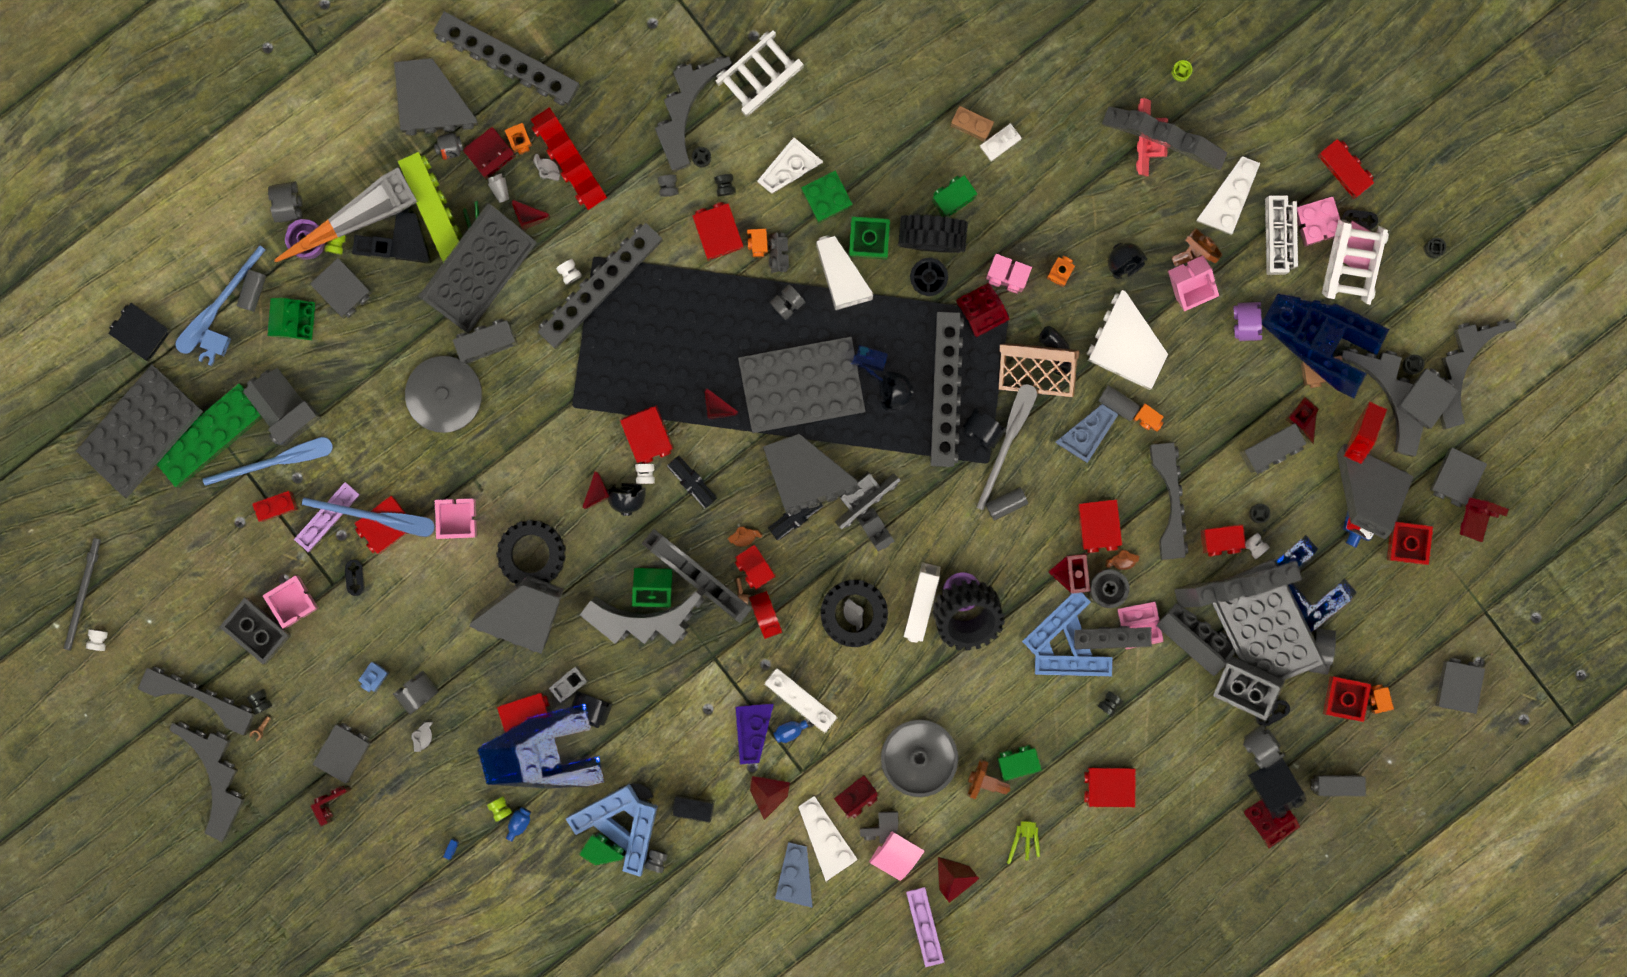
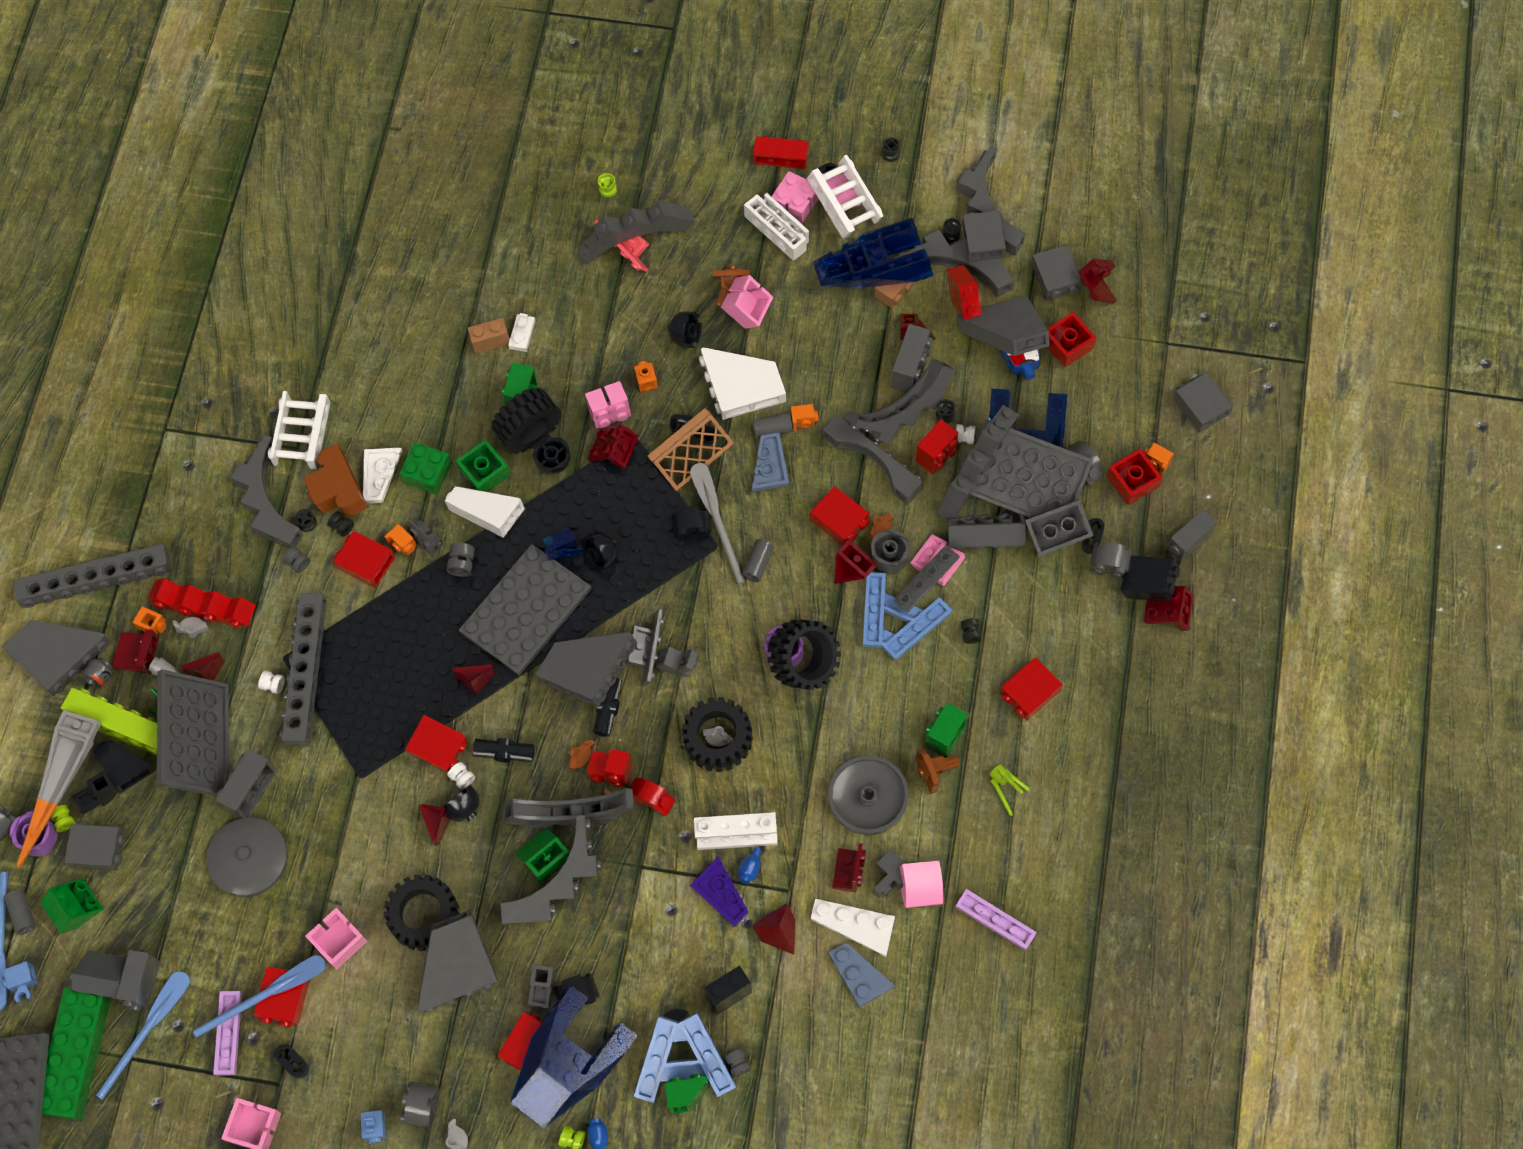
camera: 40 degrees left, 20 degrees down
(275, 506) = (175, 1061): red brick -> none
(747, 148) = (335, 484): none -> dark orange brick
(922, 602) = (762, 682): white slope -> none
(943, 321) = (676, 569): dark grey brick -> none
(954, 878) = (982, 862): dark red slope -> none
(1228, 487) = (923, 394): none -> dark grey arch
(1229, 200) = (720, 237): white wing -> none
(1248, 321) = (810, 295): medium lavender brick -> none

